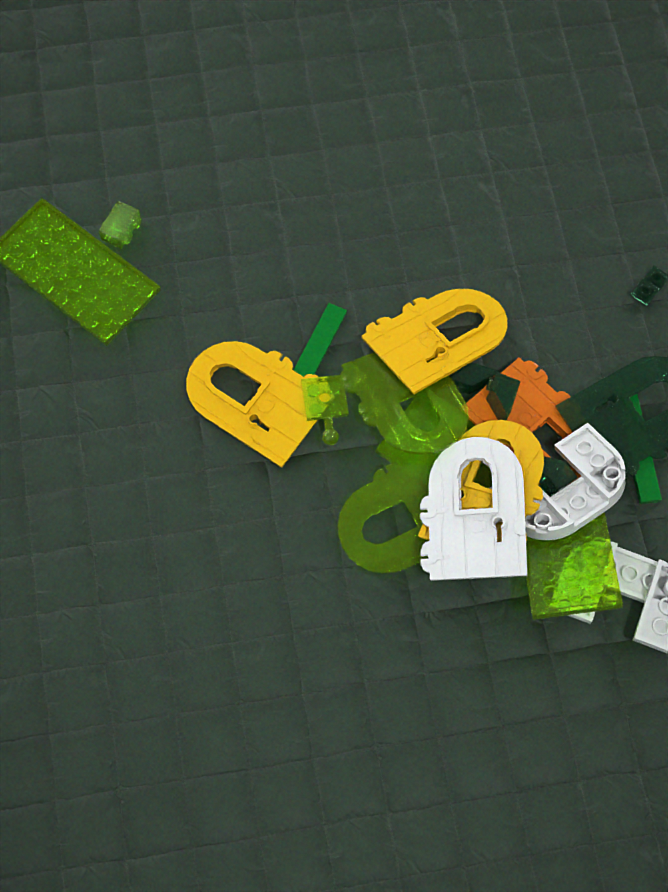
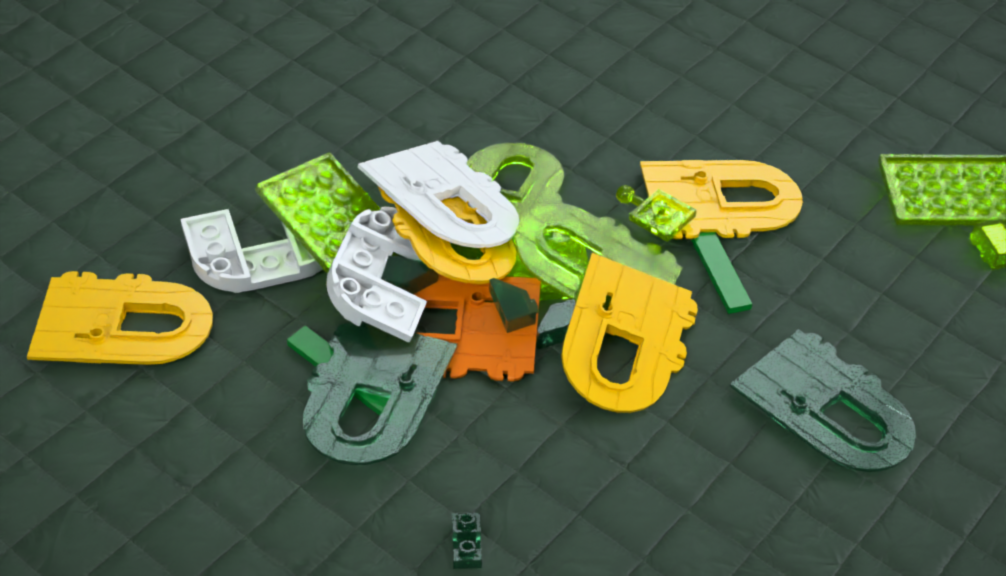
camera: 140 degrees right, 20 degrees down
(350, 235) = (813, 381): none -> clear green door

